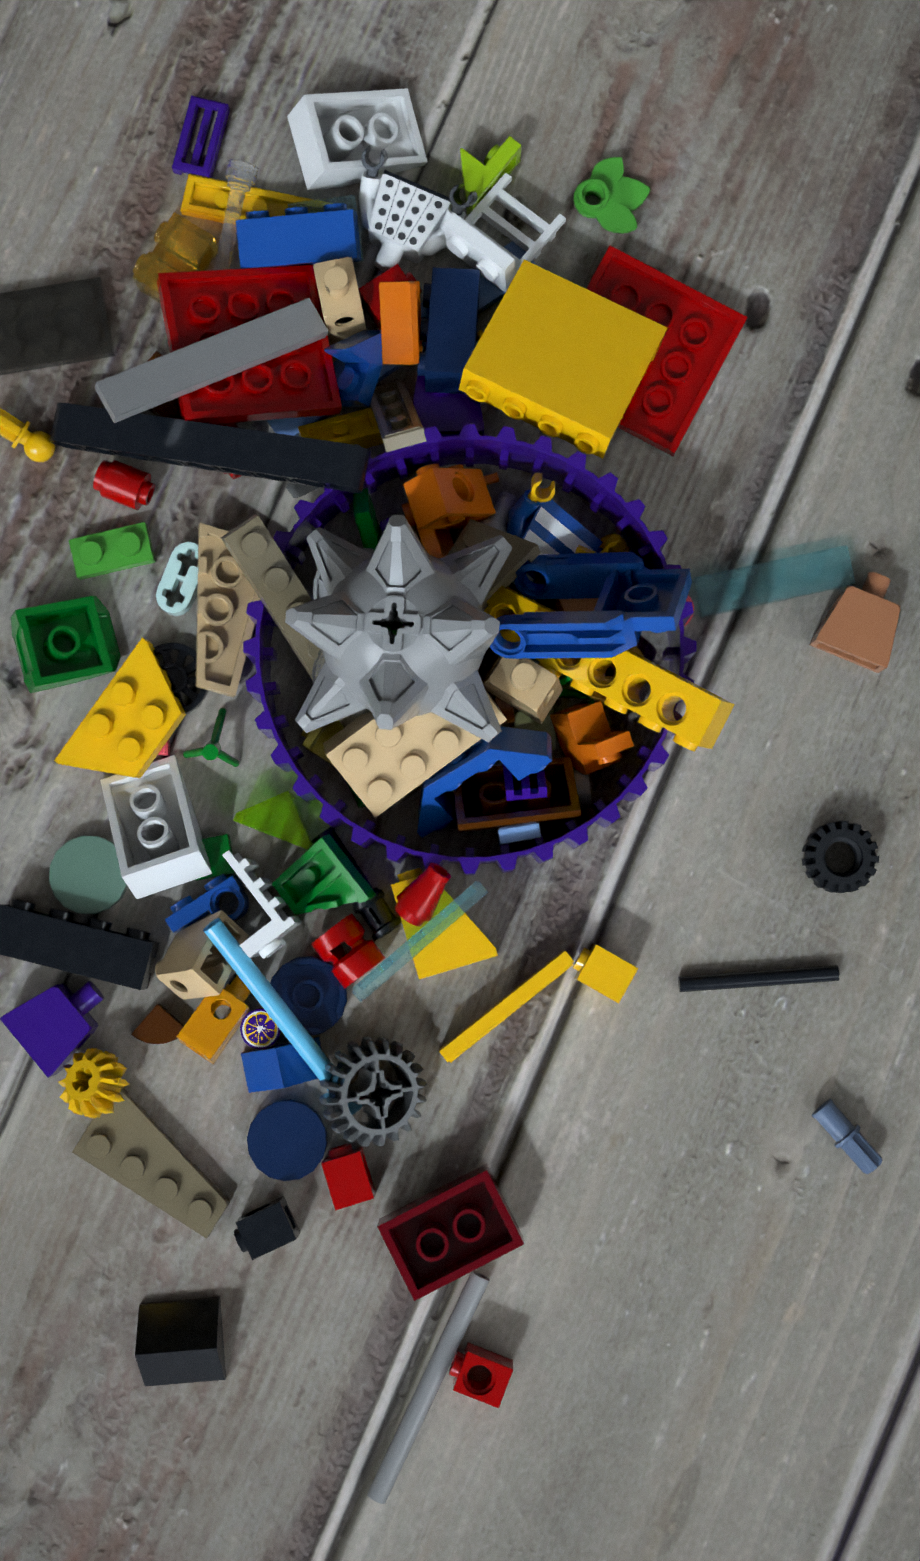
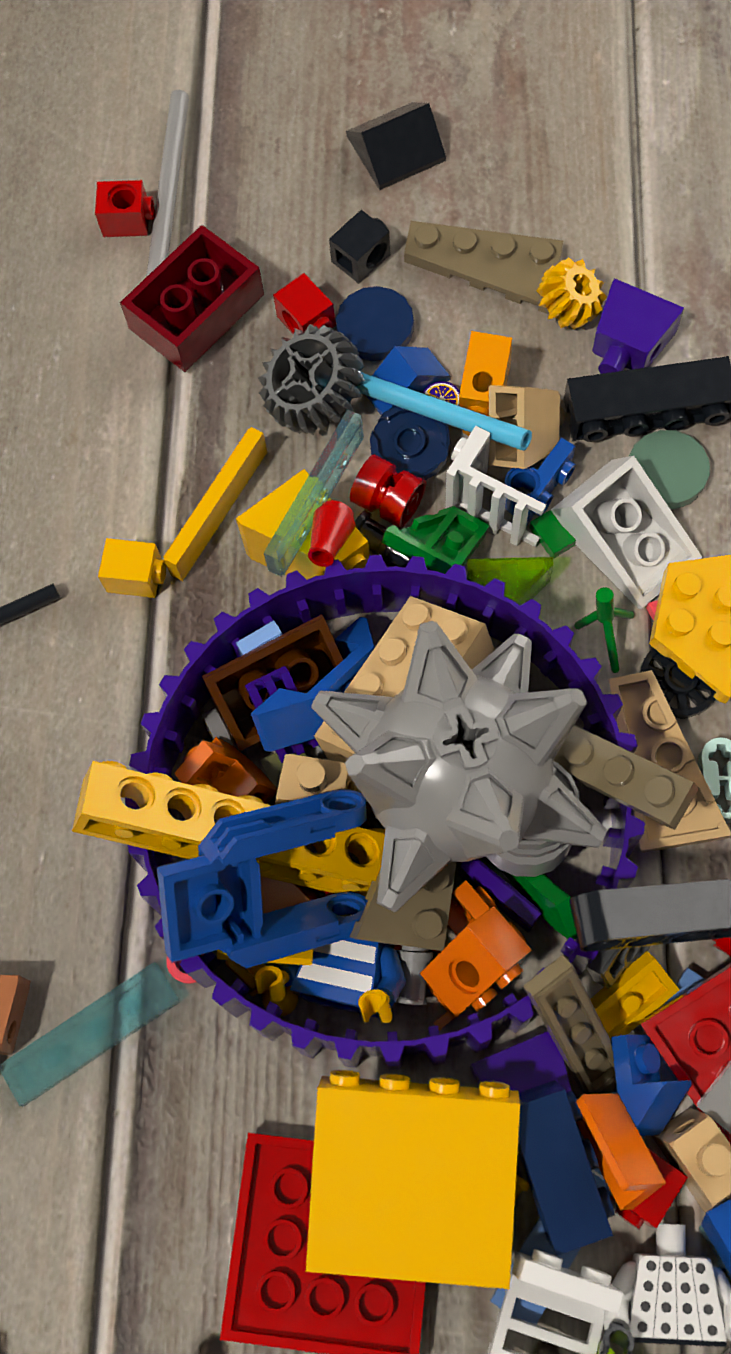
camera: 160 degrees right, 15 degrees down
(158, 1027) = (534, 368): reddish brown tile -> none

